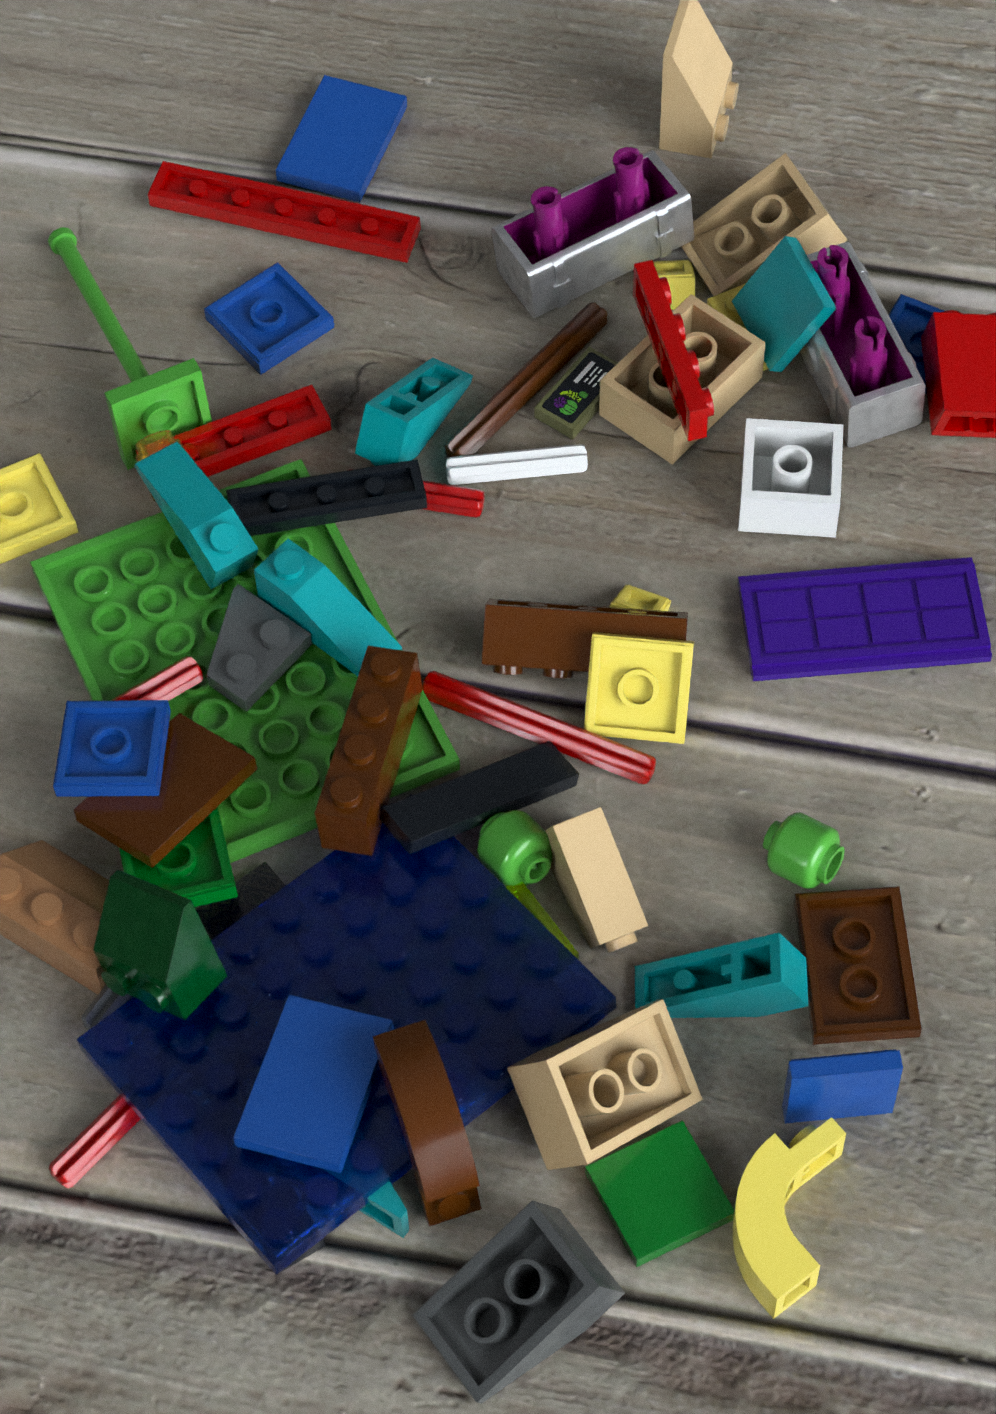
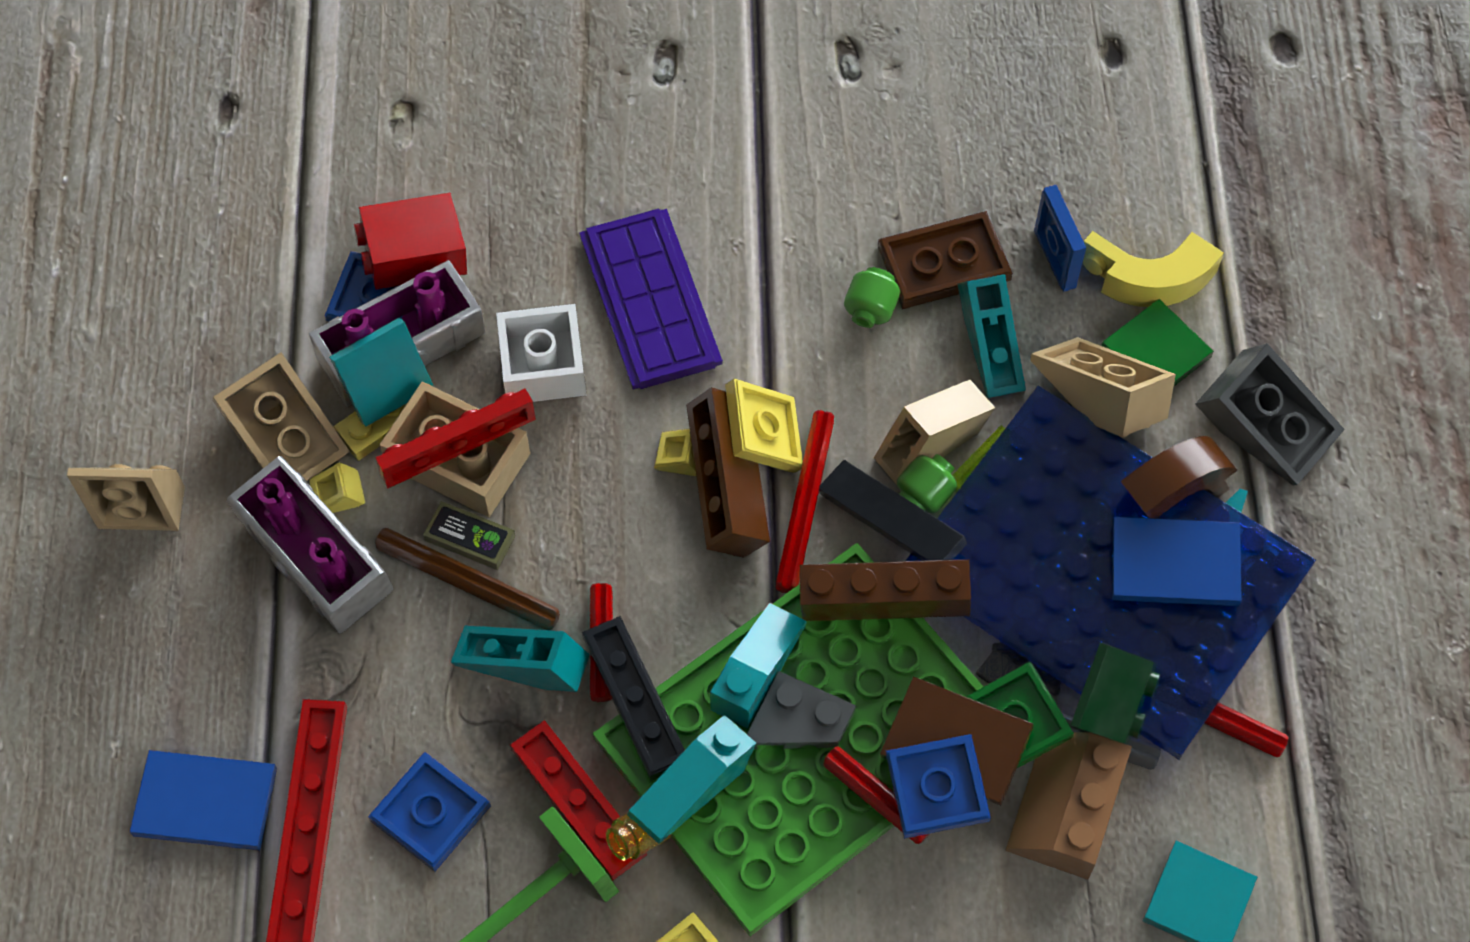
camera: 105 degrees left, 5 degrees up
(516, 464) = (555, 569): white axle -> none

